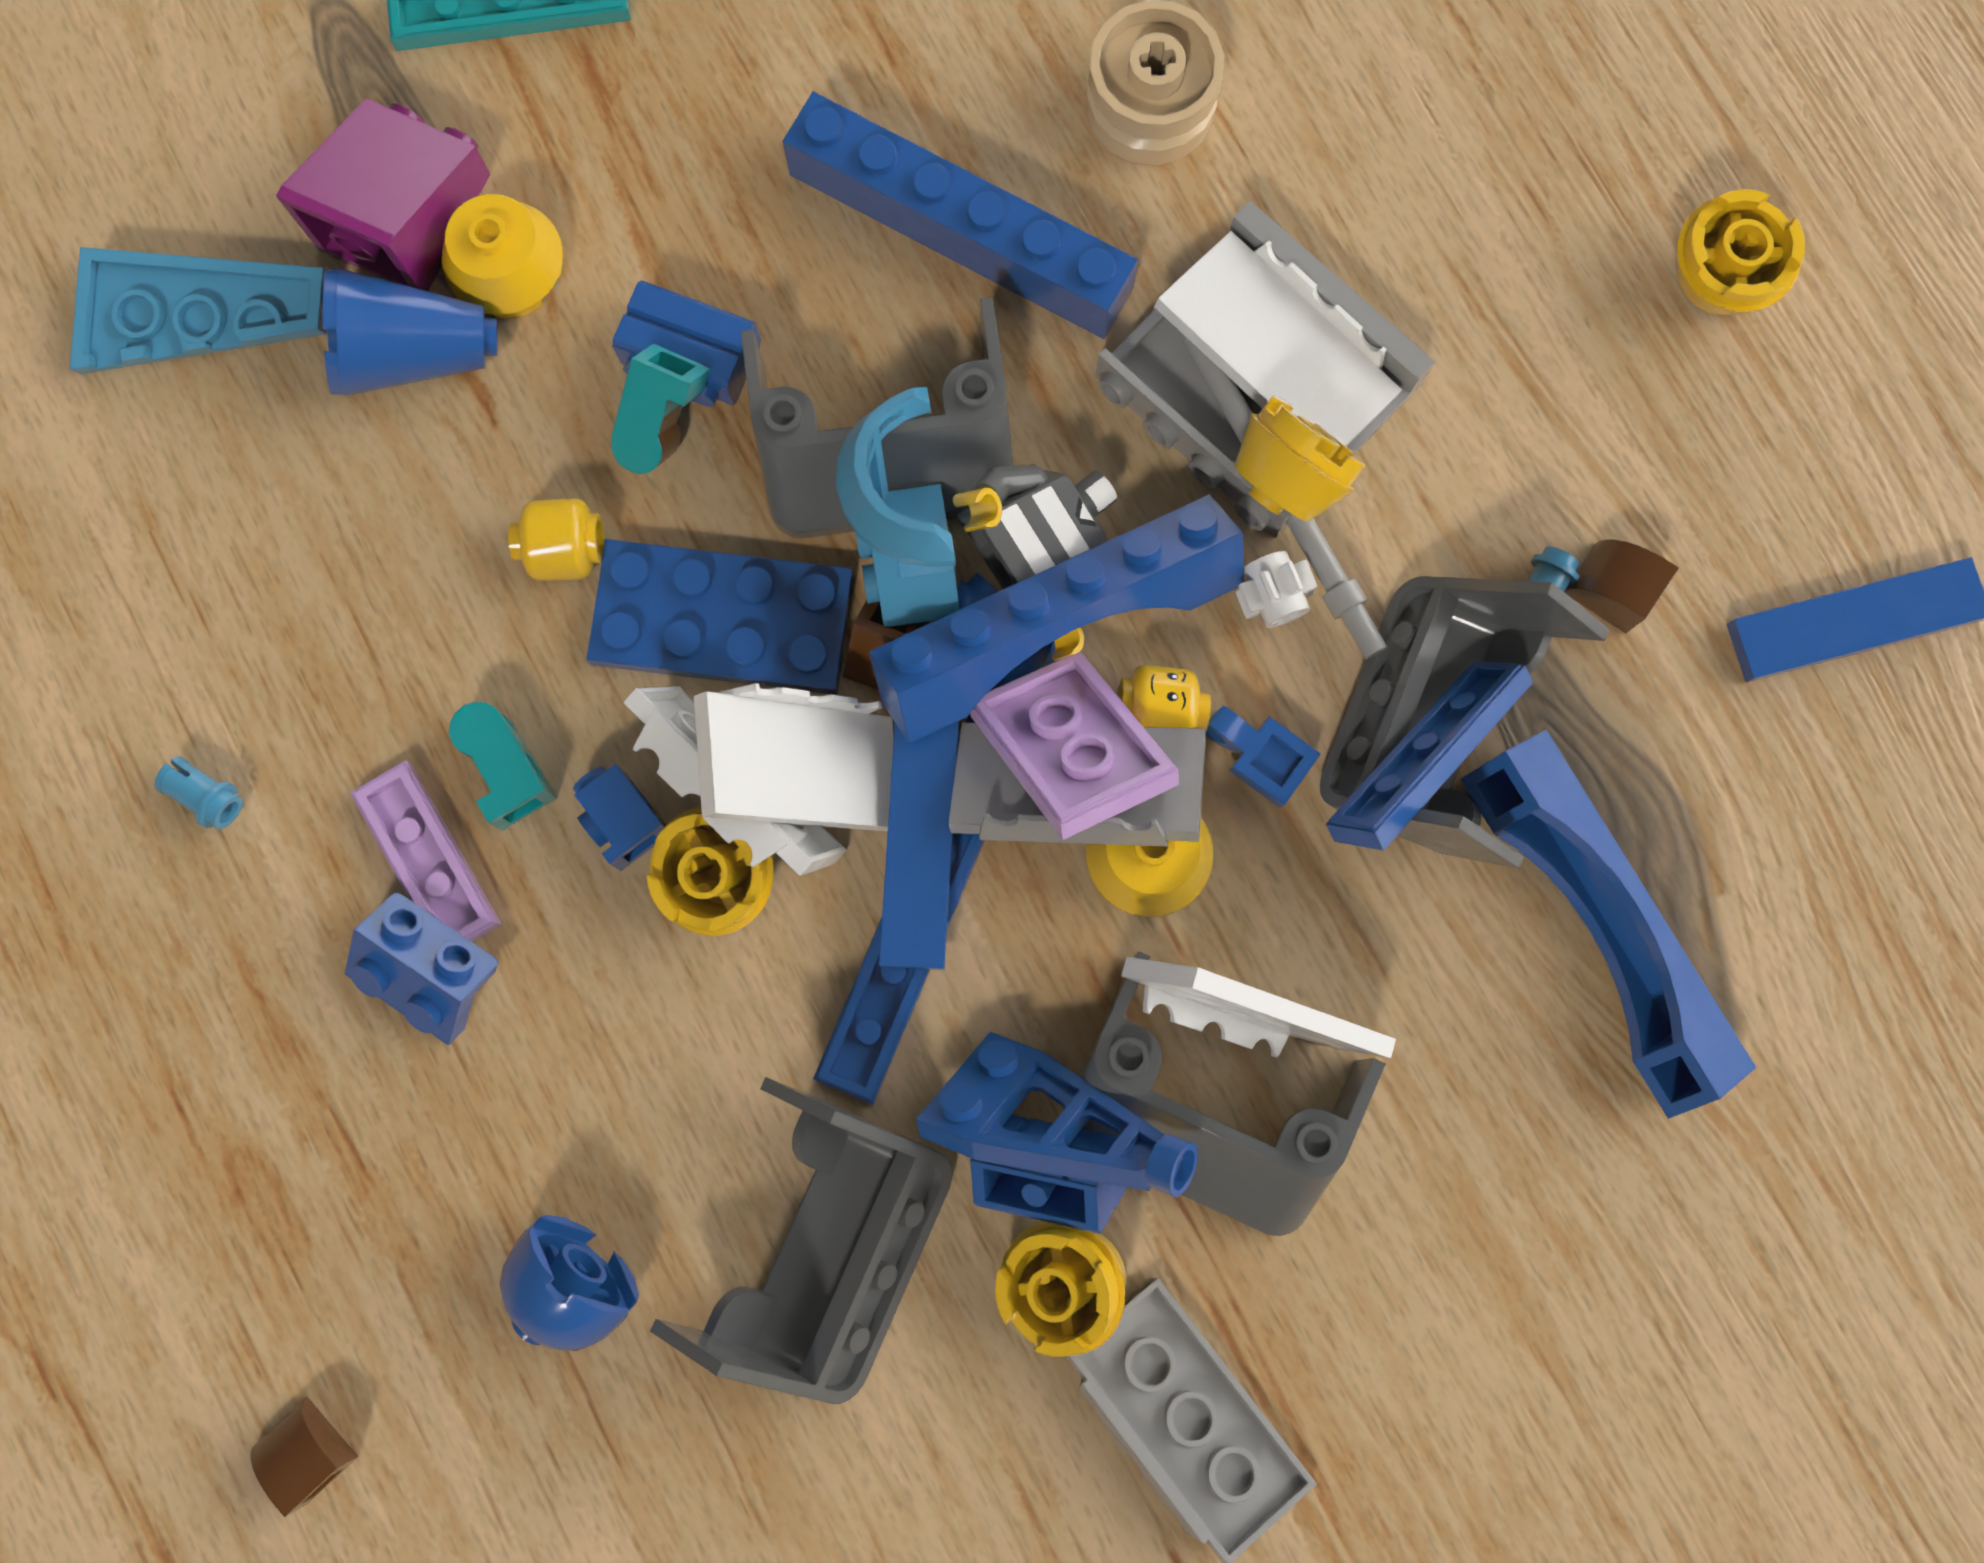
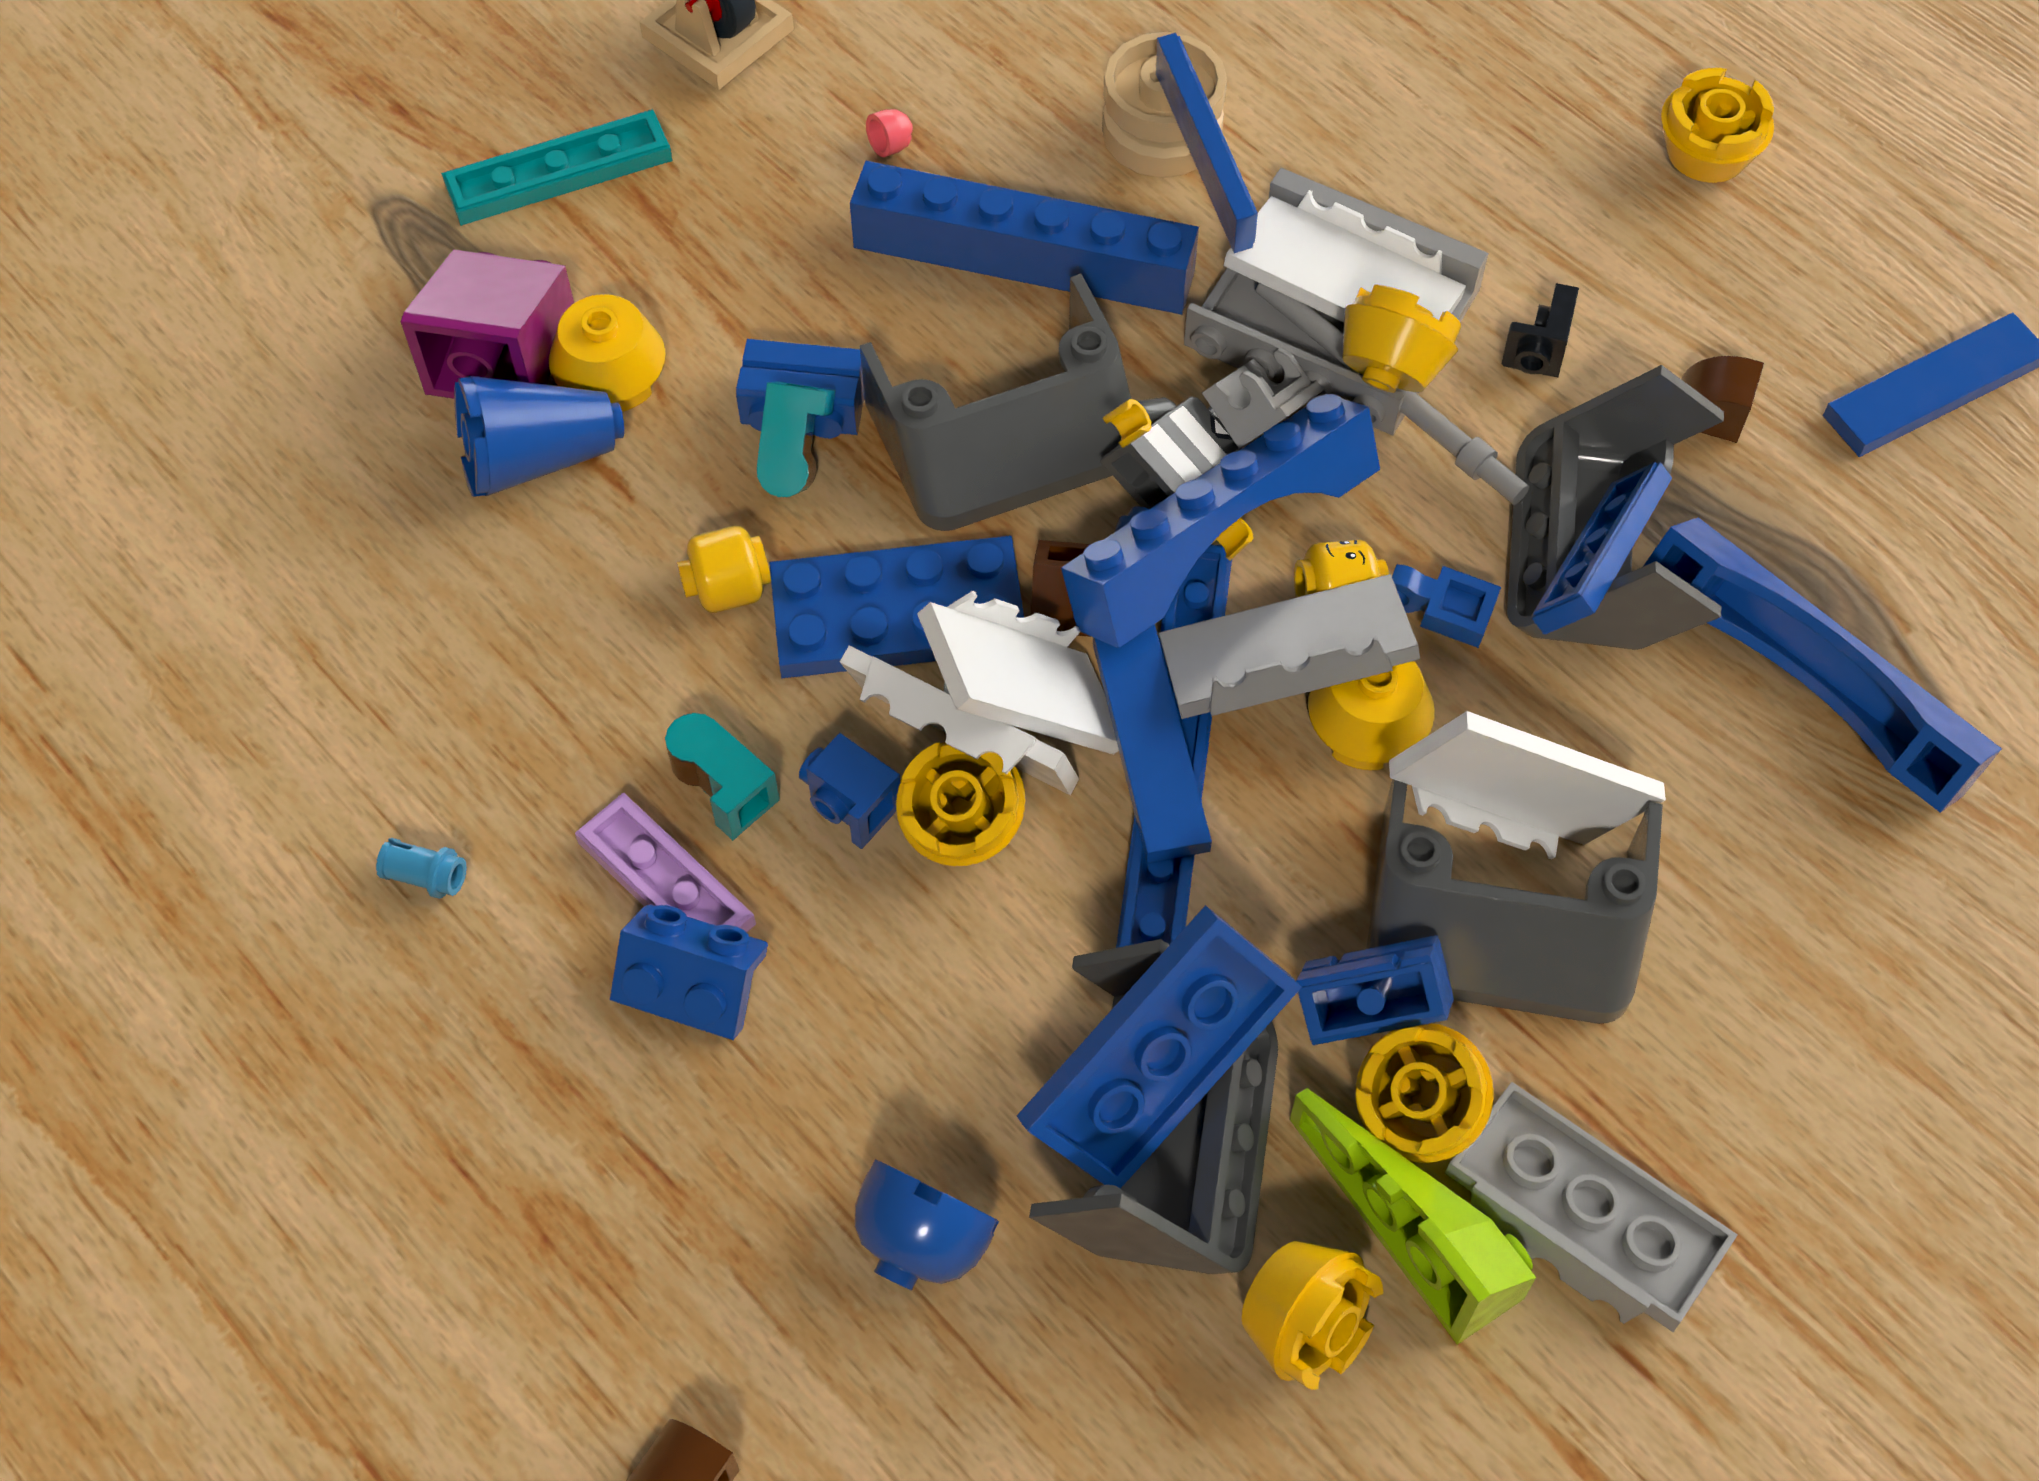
camera: 15 degrees left, 20 degrees down
(177, 306) = (303, 459): dark azure wing -> none
(817, 1197) = (1159, 1050): none -> blue plate
(860, 42) = (888, 131): none -> coral hinge
(889, 1468) = (1310, 1310): none -> yellow cone
(896, 528) = (1055, 477): dark azure piece -> none
(999, 1076) = (1299, 924): blue plate -> none
(1040, 1435) = (1435, 1237): none -> lime wedge
(1073, 745) = (1274, 610): lavender tile -> none
(1139, 485) = (1253, 403): none -> light grey hinge
(1169, 164) = (1206, 143): none -> blue tile
(1276, 589) = (1411, 464): white gear -> none
(1464, 478) = (1542, 345): none -> black bracket

